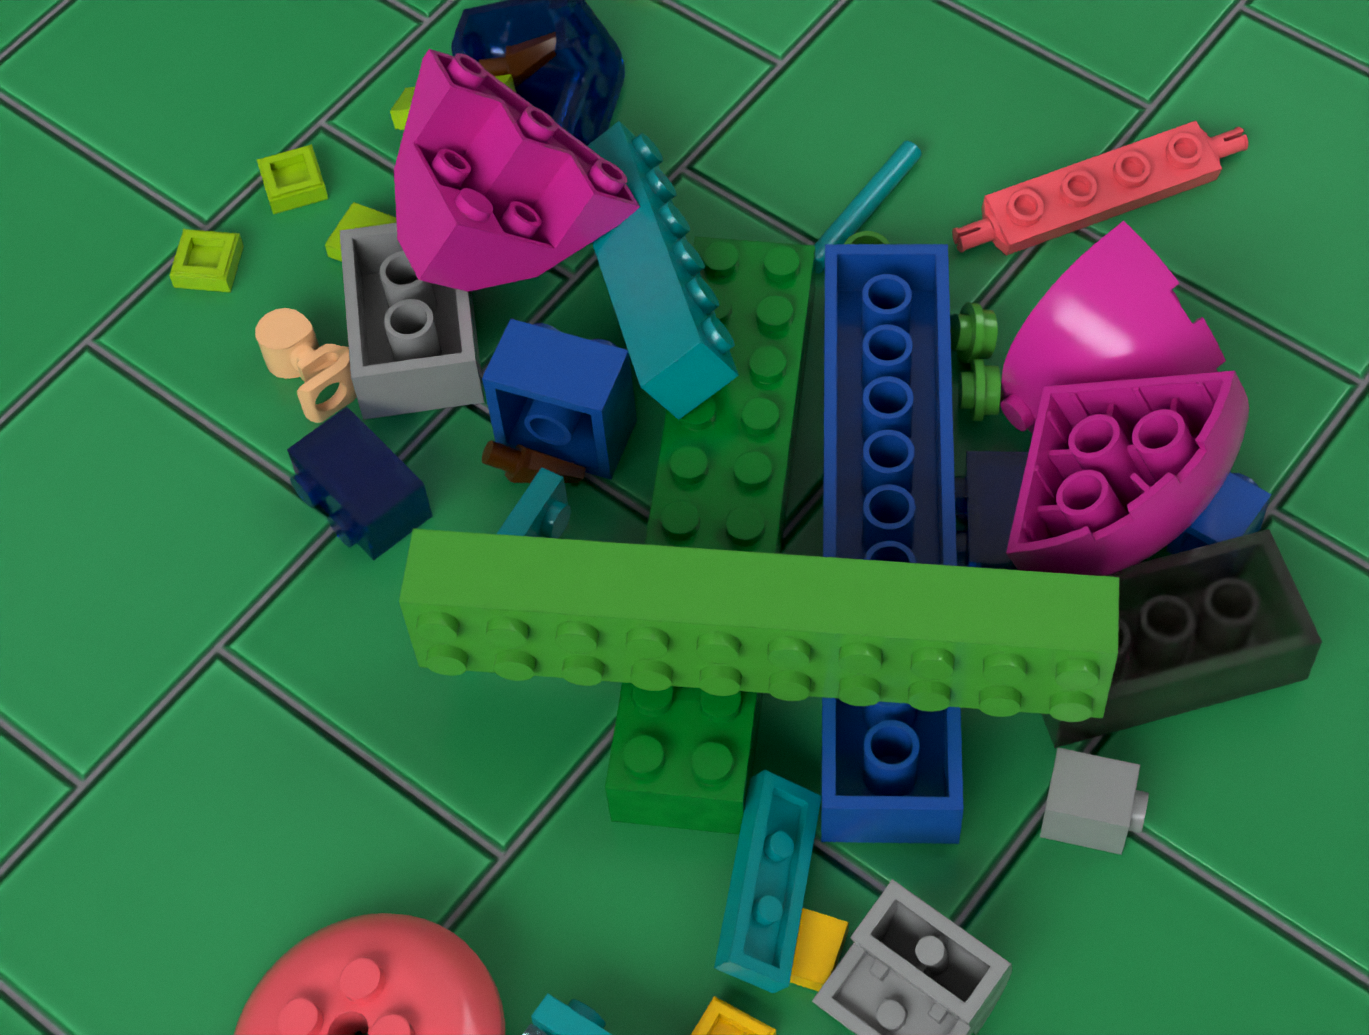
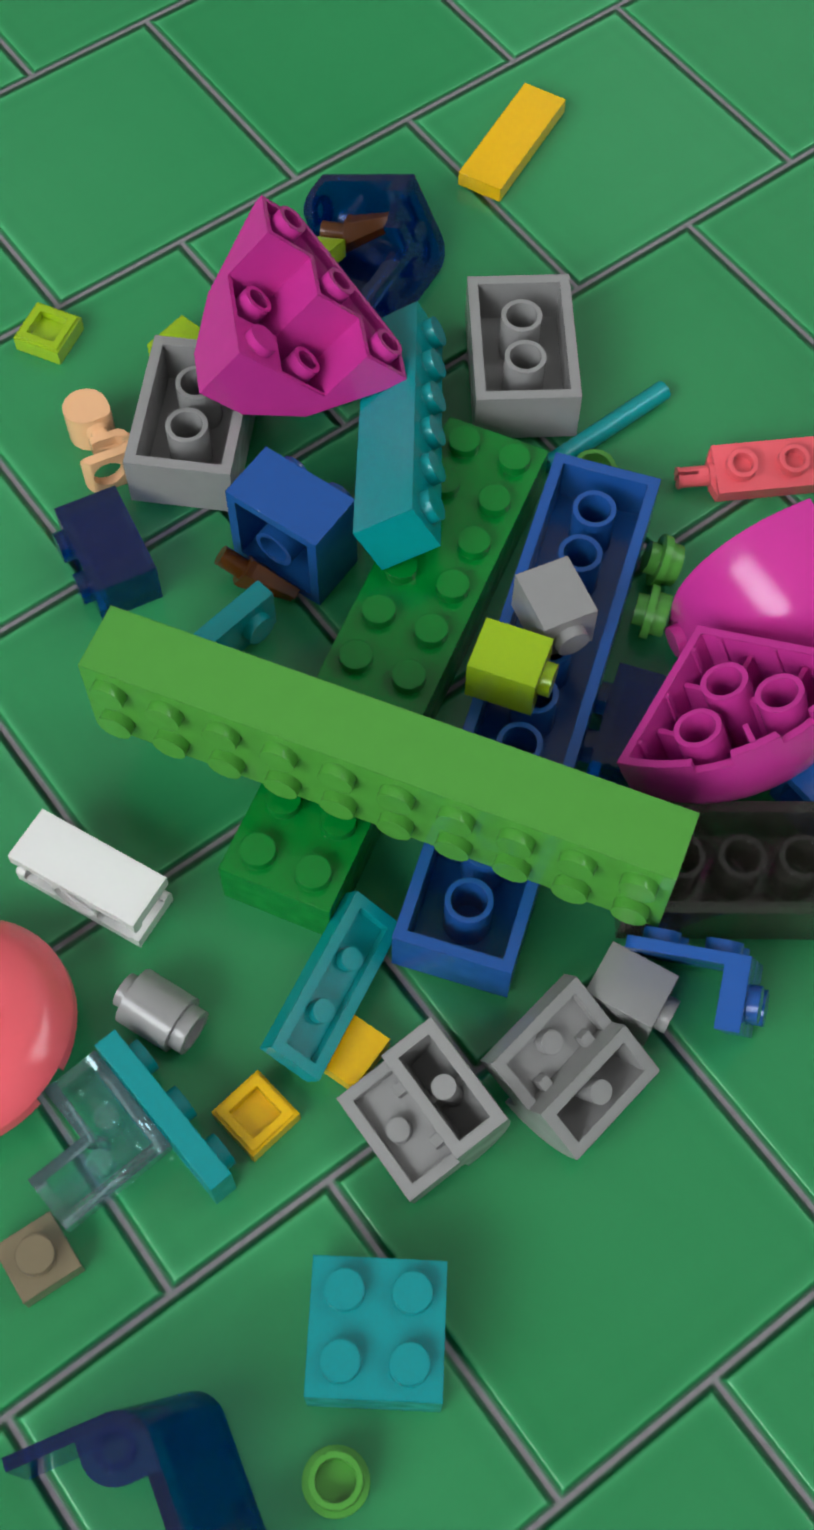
camera: 10 degrees right, 5 degrees up
(292, 179) = (140, 283): lime tile -> none
(460, 840) = (91, 877): none -> white piece
(585, 963) = (159, 1011): none -> light grey brick
(750, 150) = (523, 355): none -> light grey brick
(857, 484) = (510, 667): none -> lime brick
(883, 410) = (556, 605): none -> light grey brick
(1053, 896) = (569, 1068): none -> light grey brick
(1180, 729) = (741, 997): none -> blue bracket

